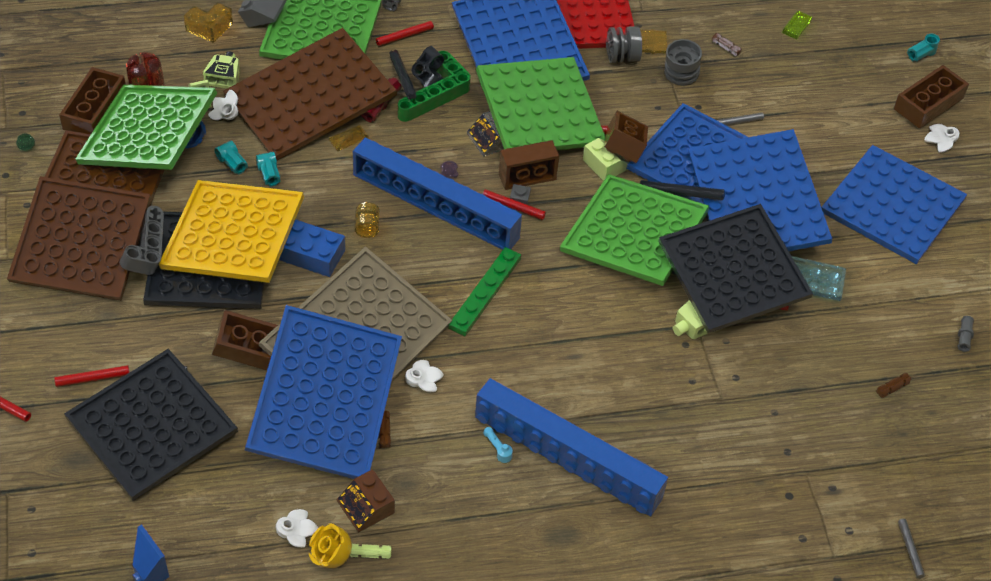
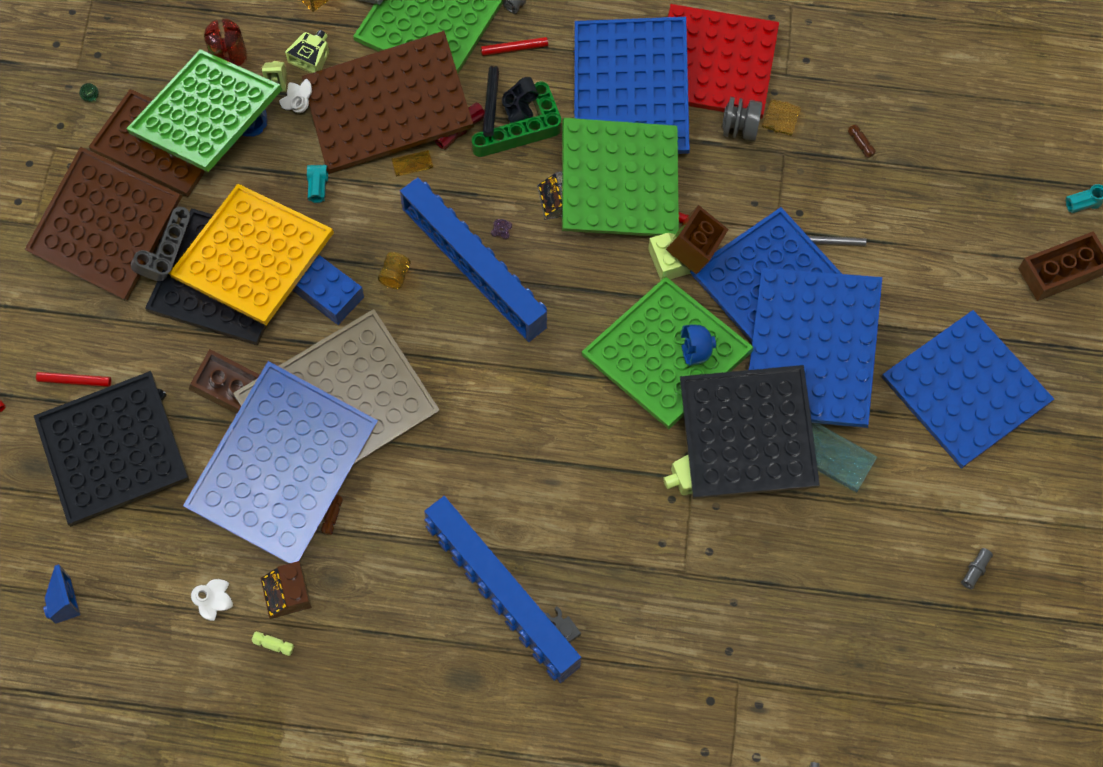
camera: 20 degrees right, 15 degrees up
(91, 100) = (163, 60): reddish brown brick -> none
(229, 154) = (283, 157): teal piece -> none
(330, 546) = (232, 632): yellow cylinder -> none
(423, 376) = (393, 466): white plate -> none
(484, 291) = (487, 383): green plate -> none
(504, 451) = (439, 572): medium azure piece -> none
(516, 205) = (553, 287): red piece -> none
(520, 193) = (565, 276): dark grey plate -> none
(528, 164) = (582, 246): reddish brown brick -> none
(662, 210) = (697, 344): none -> blue cylinder
(682, 62) = (799, 156): dark grey wheel -> none
(686, 190) = (735, 319): black axle -> none
(797, 25) = (953, 133): clear neon green tile -> none
(893, 385) = (872, 607): reddish brown axle -> none
(942, 136) = (1056, 318): white plate -> none

